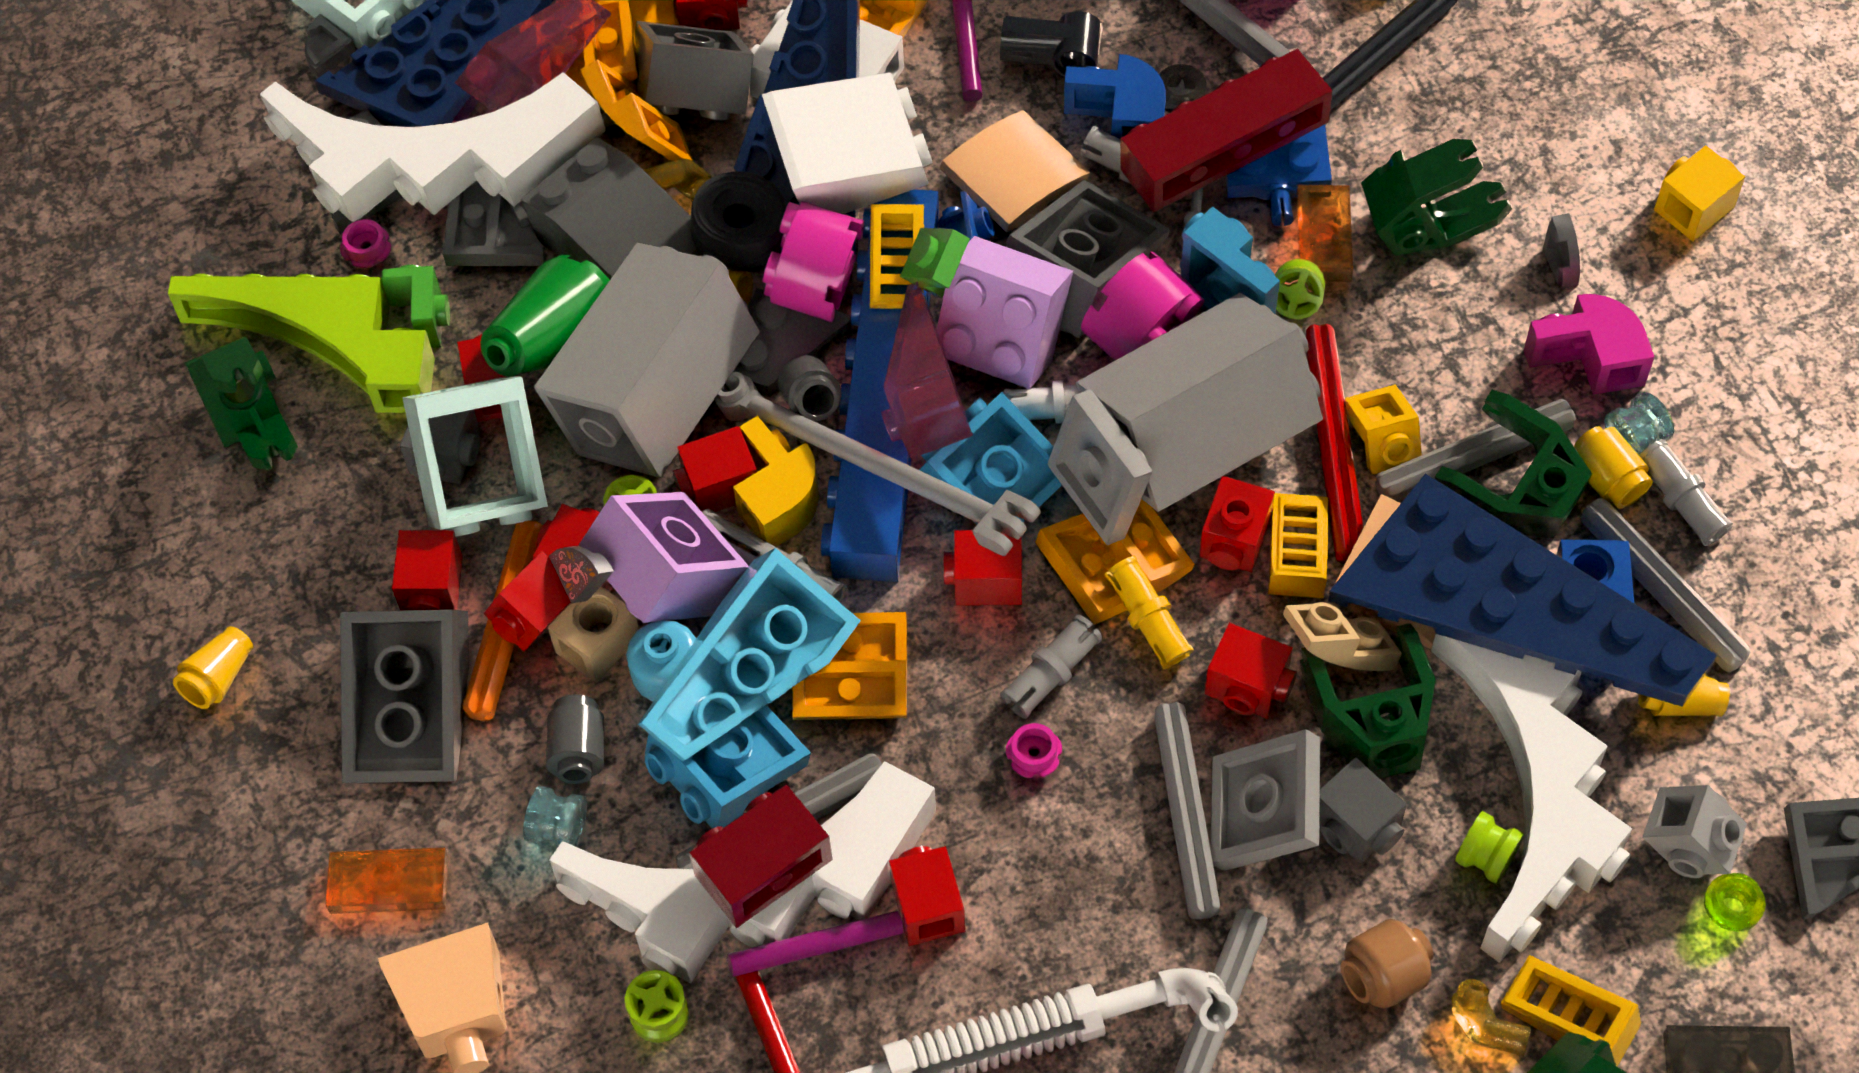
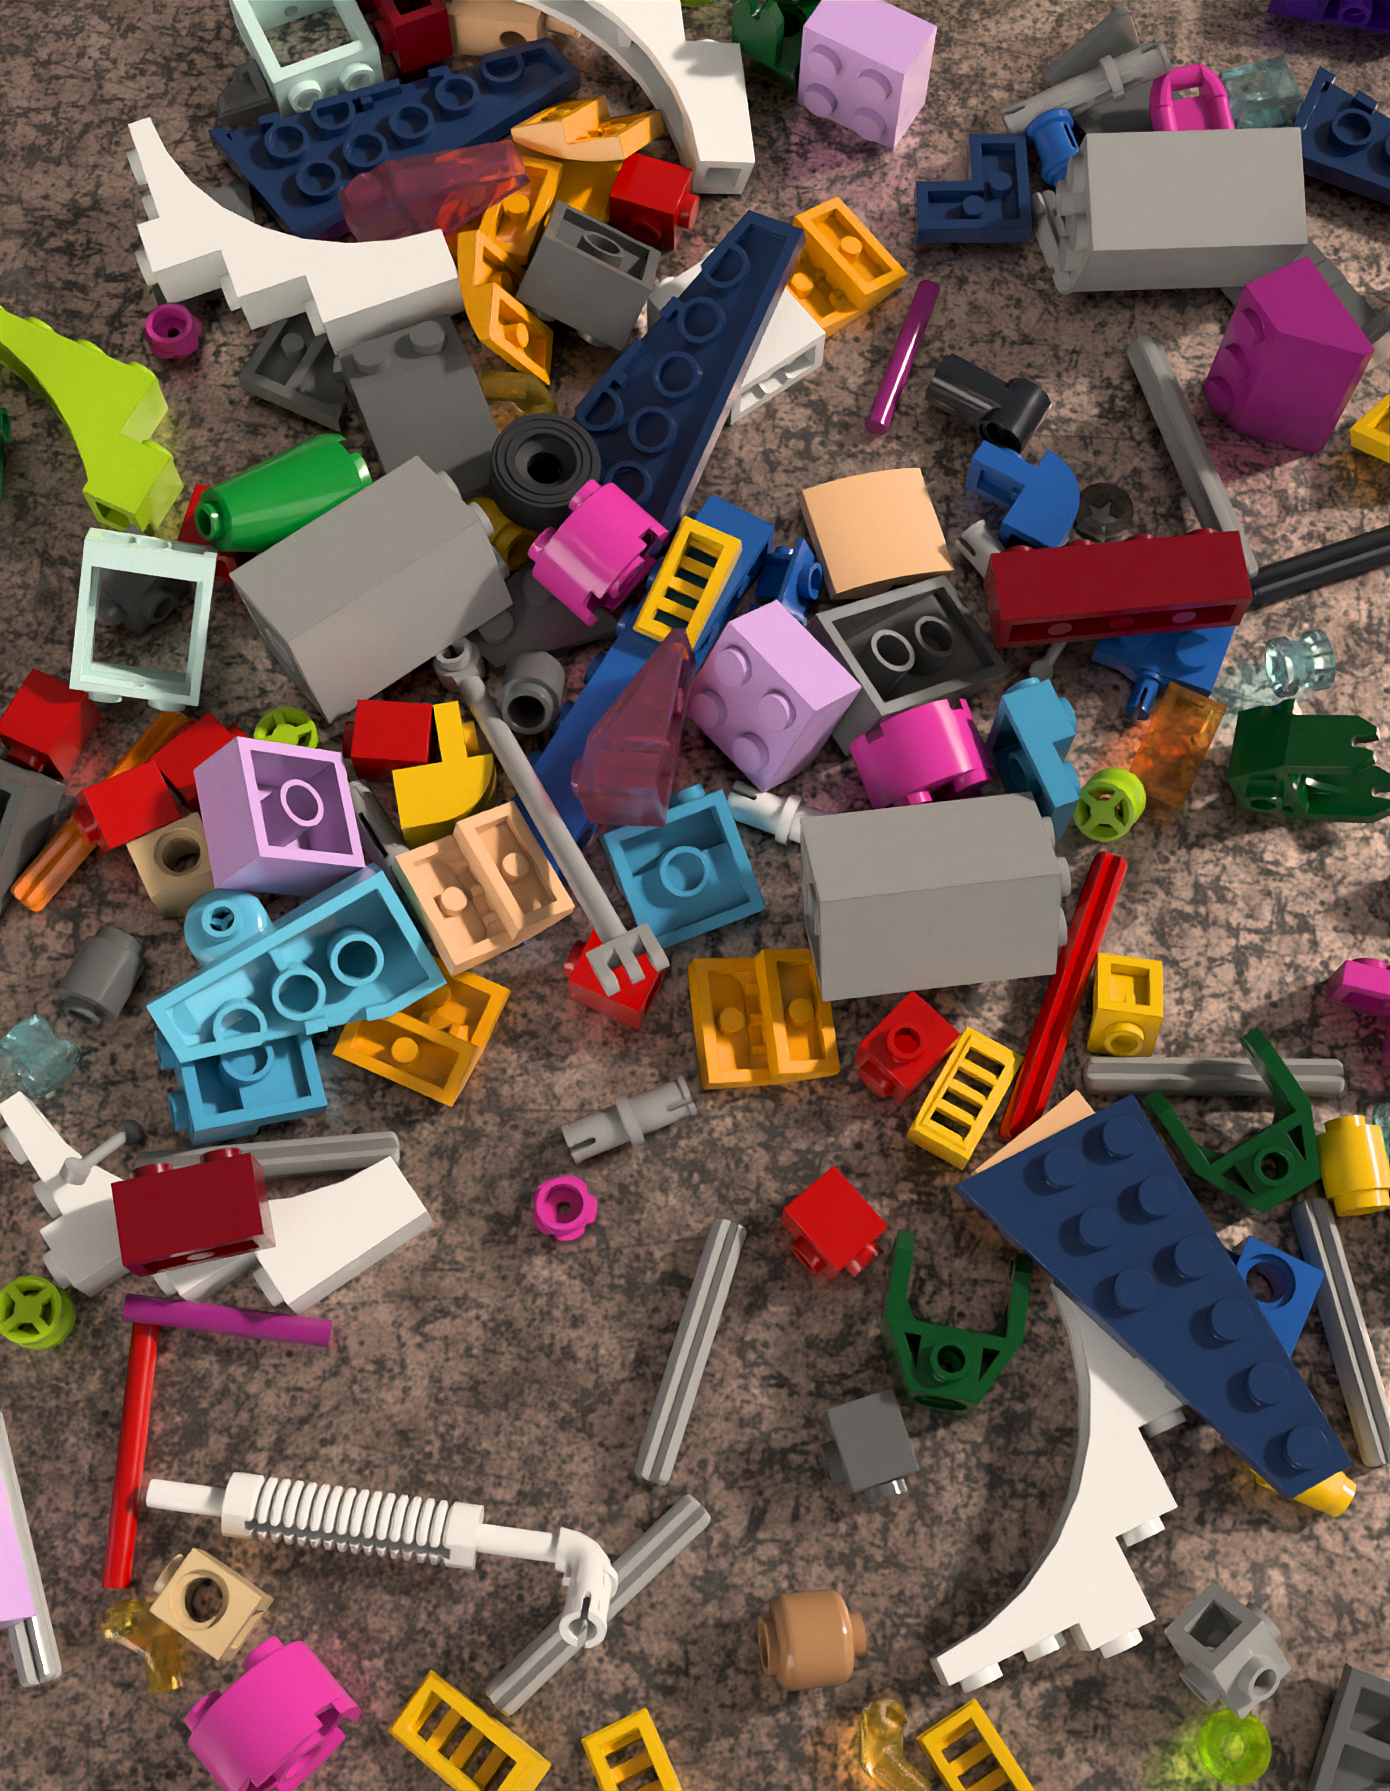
camera: 20 degrees right, 10 degrees up
(420, 289) = (197, 420): bright green bracket -> none
(580, 571) = (179, 802): flat silver tile -> none
(656, 848) = (77, 1170): none -> light grey hinge
(848, 141) = (689, 434): white slope -> none
(854, 537) = (482, 887): none -> light nougat slope
(927, 894) = (366, 1320): red brick -> none
(935, 259) = (713, 611): bright green bracket -> none
(1099, 466) = (777, 926): light grey plate -> none
(1149, 612) = (761, 1107): yellow pin -> none
(1265, 800) = (772, 1389): light grey plate -> none
(1342, 641) = (948, 1241): tan slope -> none
(1386, 133) = (1299, 663): none -> clear light blue wheel
(1489, 847) = (992, 1555): lime wheel -> none

